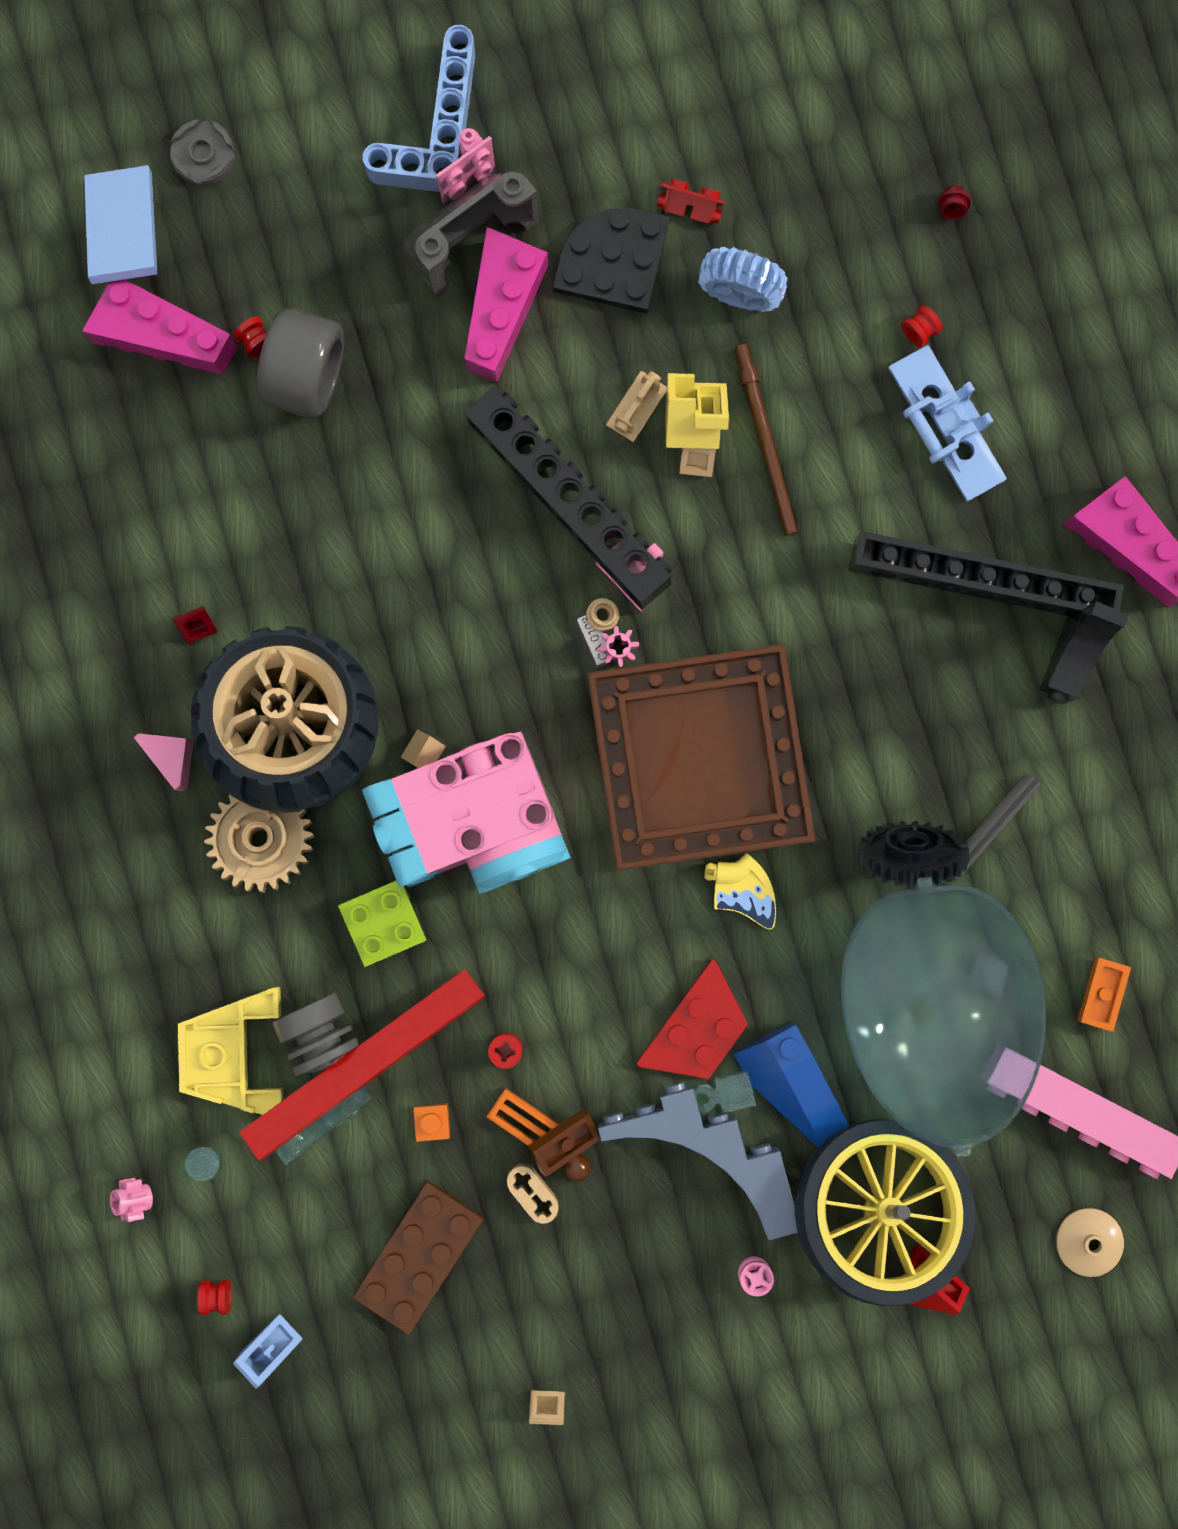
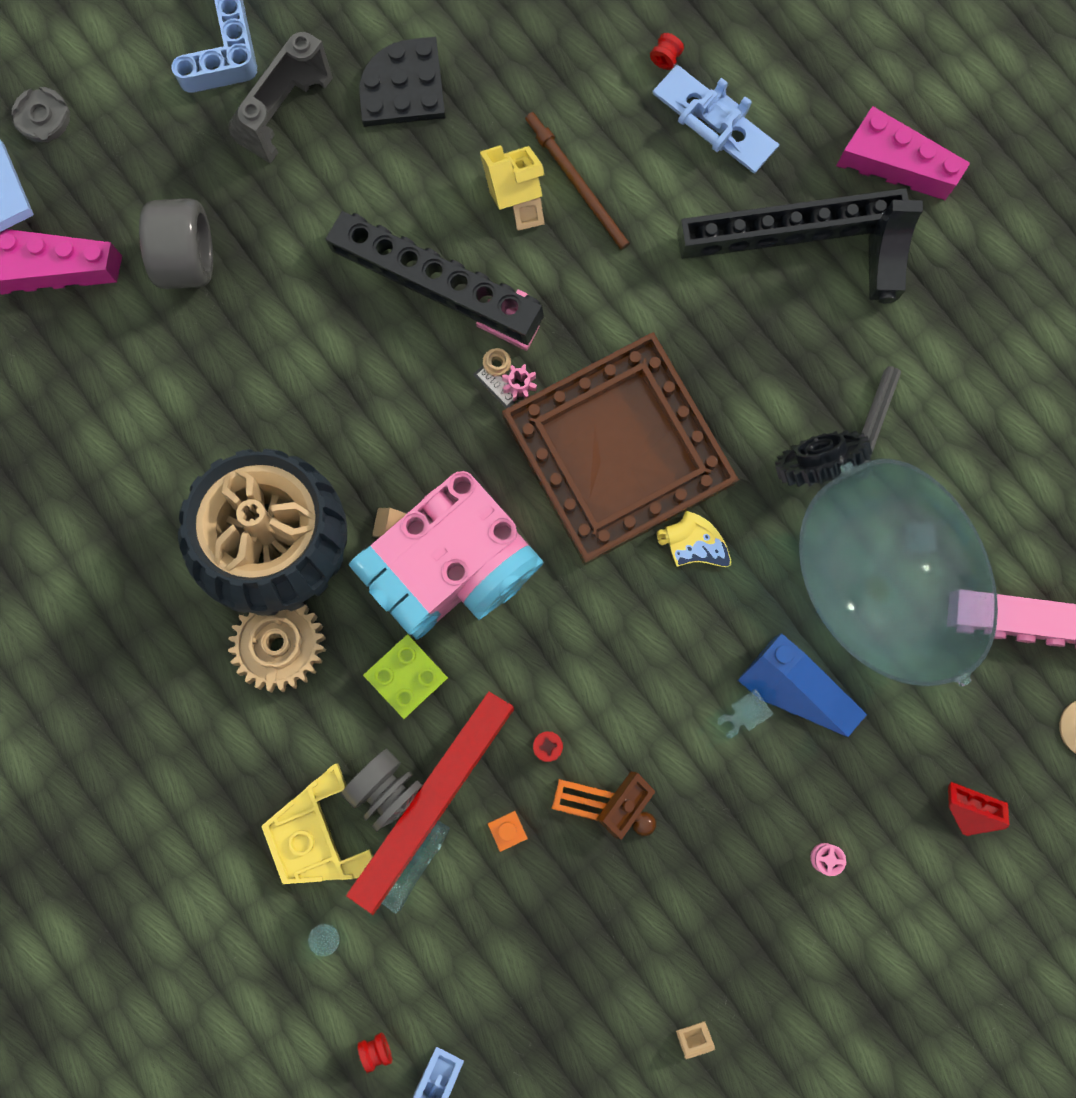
camera: 20 degrees left, 5 degrees down
(131, 1199) = (272, 994): bright pink gear -> none
(170, 756) = (178, 602): bright pink slope -> none
(195, 625) = (162, 488): dark red slope -> none
(252, 335) = (128, 240): red wheel -> none
(418, 1257) = (538, 952): reddish brown plate -> none
(473, 165) = (260, 49): bright pink hinge -> none
(503, 296) = (325, 139): dark pink wedge -> none
(526, 1199) = (618, 853): tan beam -> none
(637, 405) = (464, 189): tan hinge -> none
(698, 1029) = (701, 669): red wing -> none
(703, 203) = (439, 17): red hinge -> none
(719, 1139) = (798, 771): sand blue arch -> none
(742, 279) = (512, 60): light blue gear -> none
(884, 1214) = (916, 763): wheel -> none
(1104, 994) = (1019, 519): orange plate -> none

